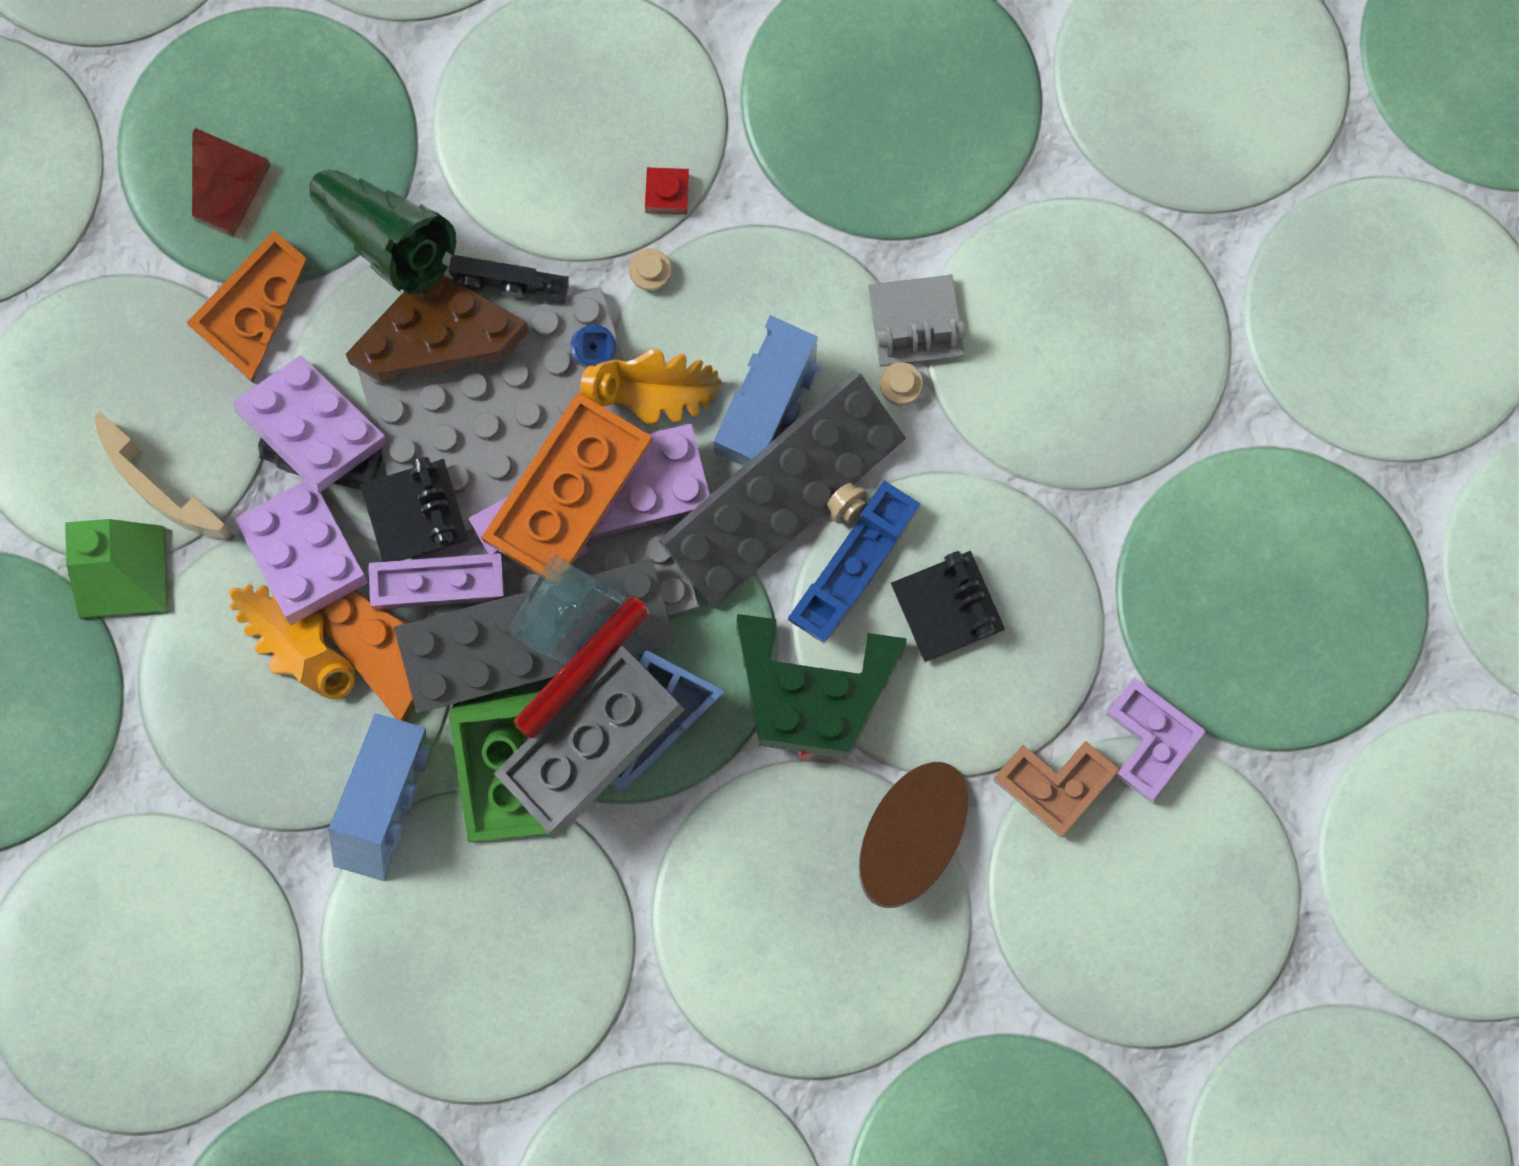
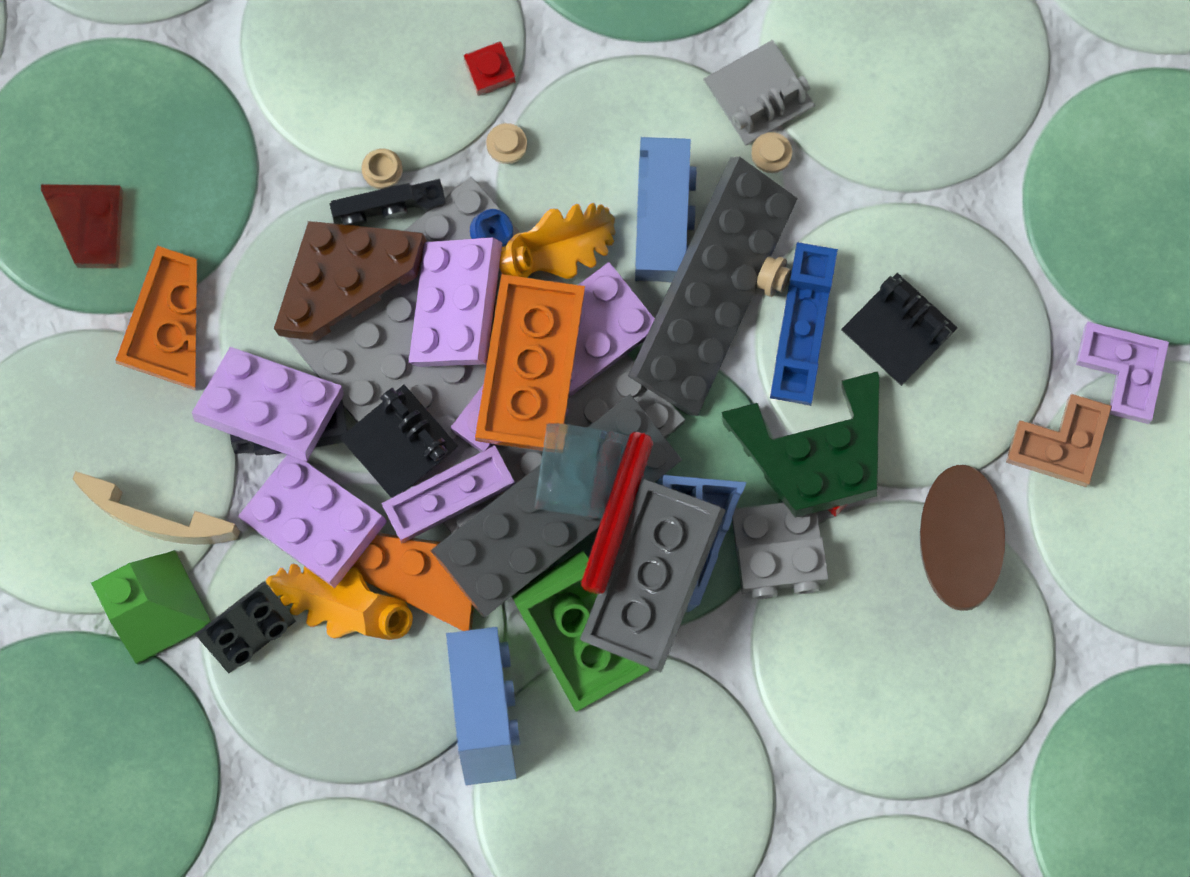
camera: 25 degrees left, 0 degrees up
(191, 626) = (246, 627): none -> black hinge
(390, 232) = (259, 202): dark green cone -> none
(520, 244) = (382, 168): none -> tan plate
(525, 401) = (455, 302): none -> lavender plate
(730, 771) = (778, 551): none -> light grey plate

